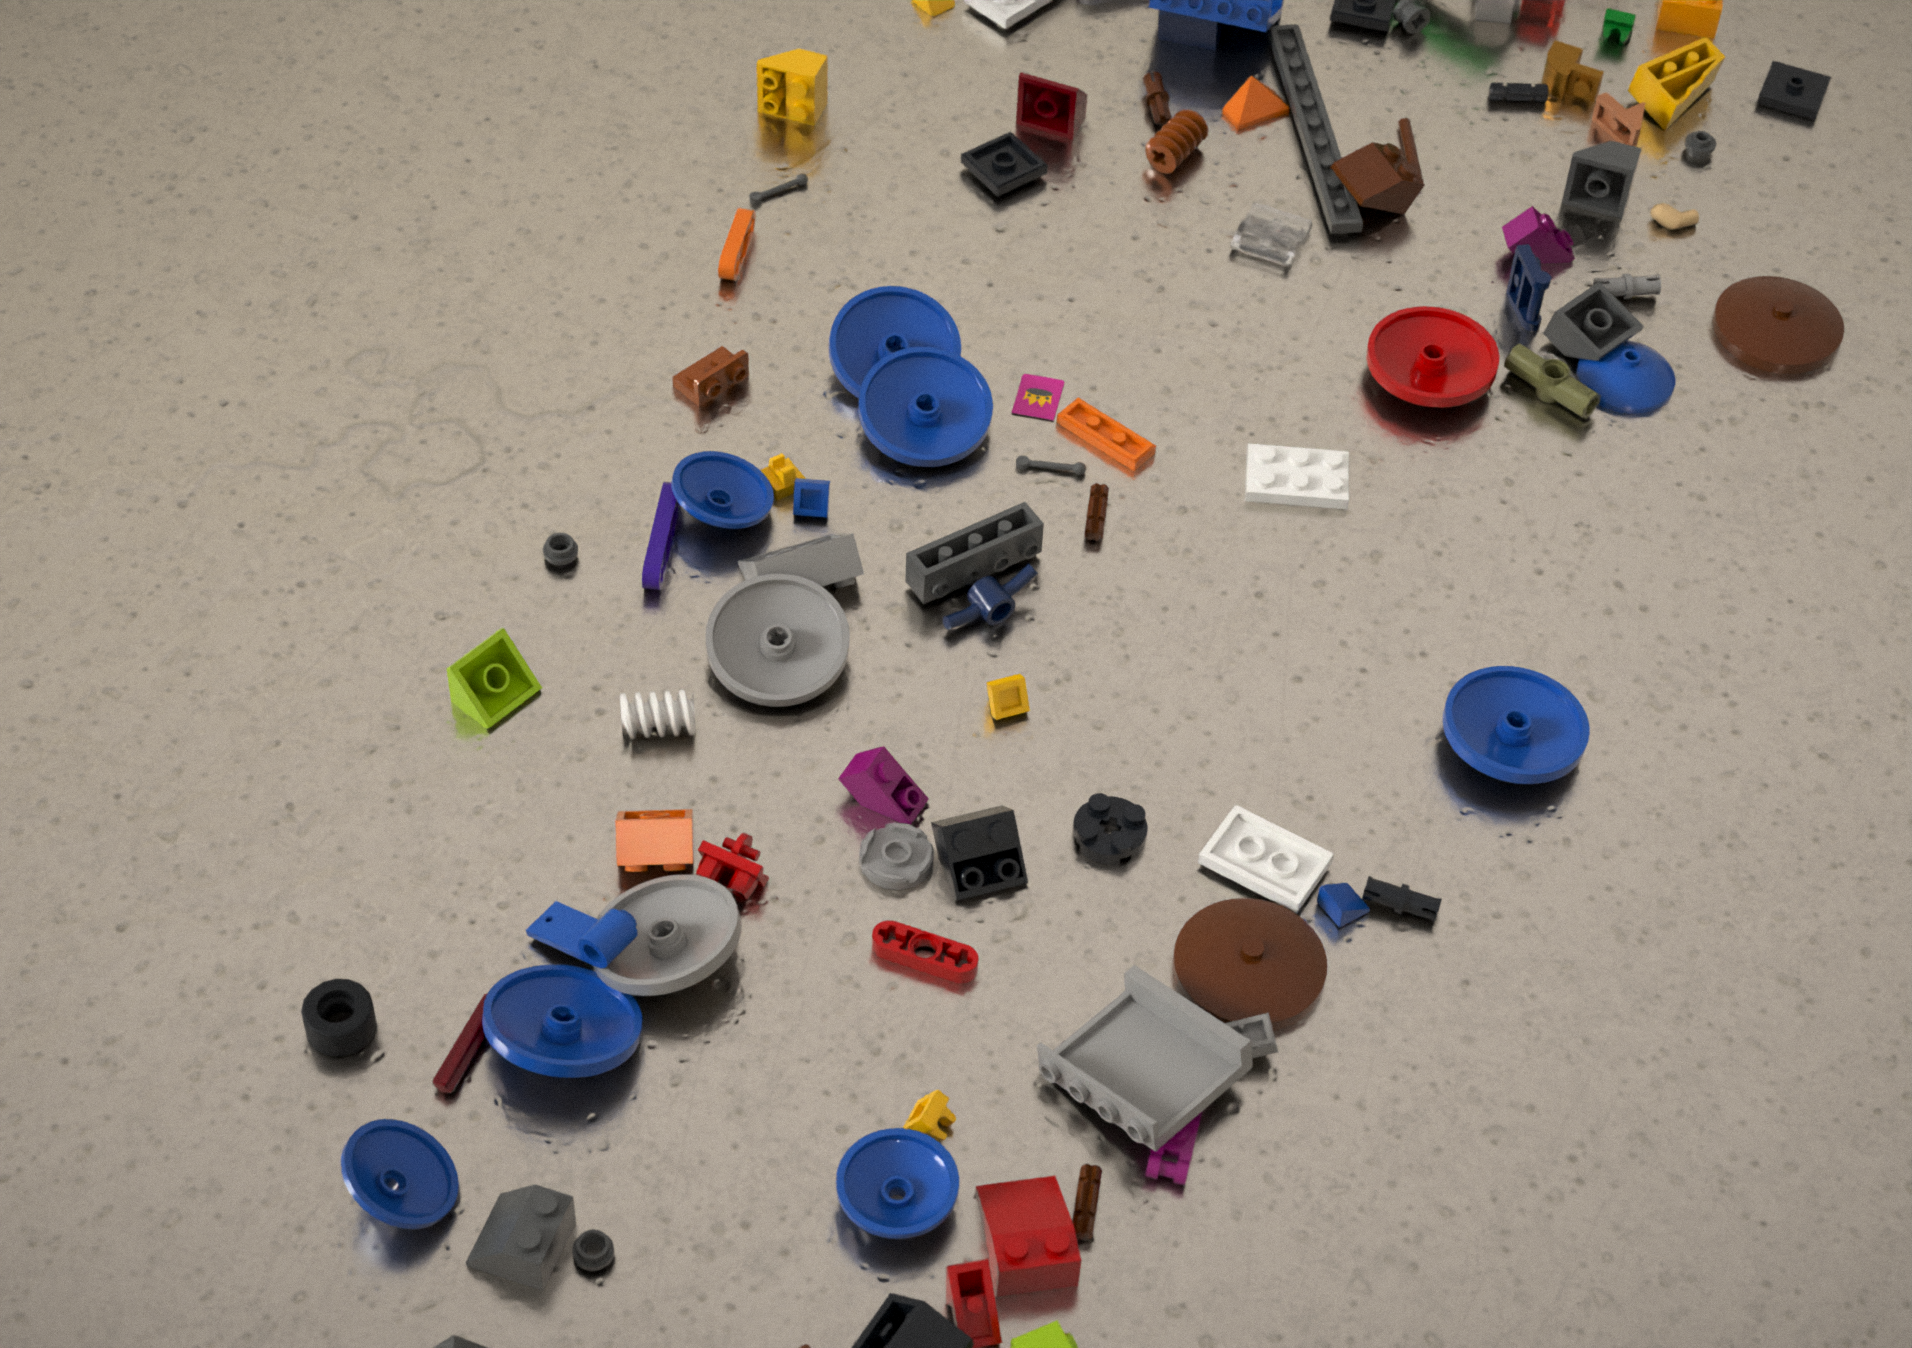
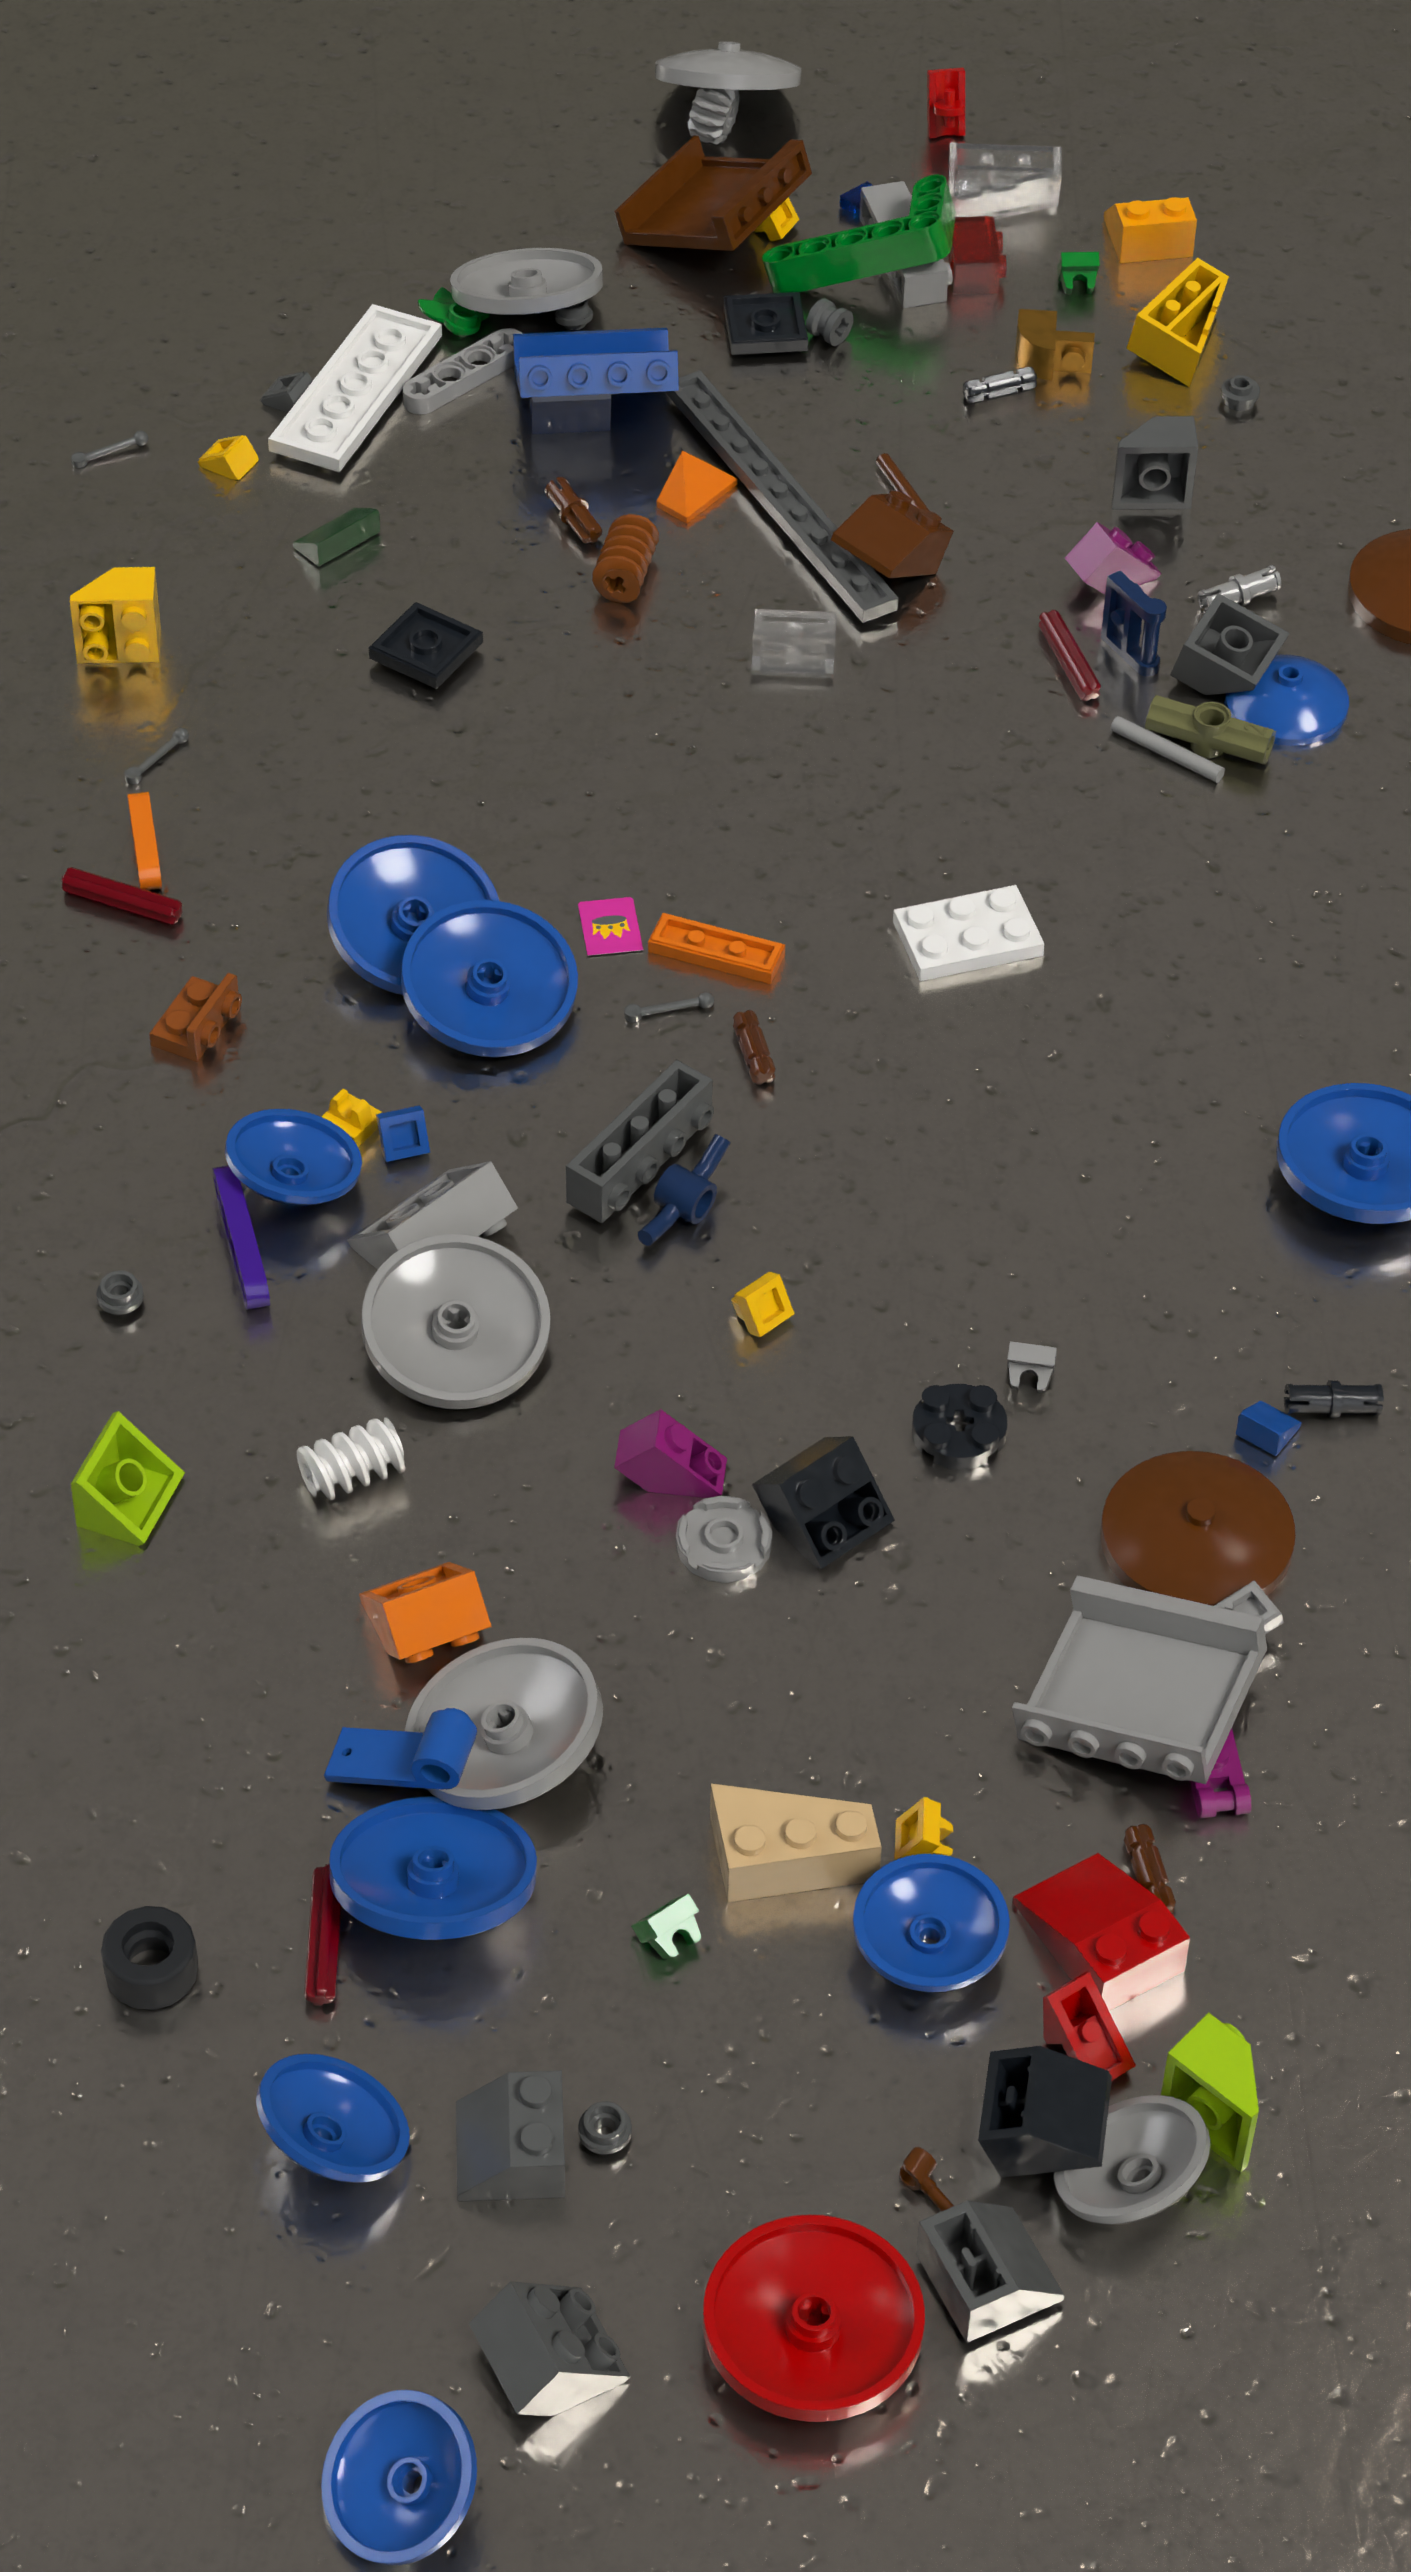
camera: 20 degrees left, 0 degrees up
(704, 277) = (122, 896): none -> dark red axle
(713, 1115) = (670, 1918): none -> tile
(745, 872) = (538, 1605): red hips -> none
(827, 1089) = (790, 1842): none -> tan wedge
(947, 970) = (830, 1627): red beam -> none
(982, 72) = (339, 535): none -> dark green slope
(1050, 106) = (450, 557): dark red slope -> none
(1182, 796) = (1031, 1359): none -> light grey tile
(1266, 858) = (1157, 1401): white plate -> none
(1432, 356) = (1061, 740): red dish -> none
(1473, 292) = (1069, 655): none -> dark red axle
(1522, 394) = (1167, 749): none -> light grey bar
(1620, 123) = (1137, 391): nougat slope -> none
(1672, 218) = (1251, 492): tan arm -> none
(1794, 90) = (1315, 296): black plate -> none

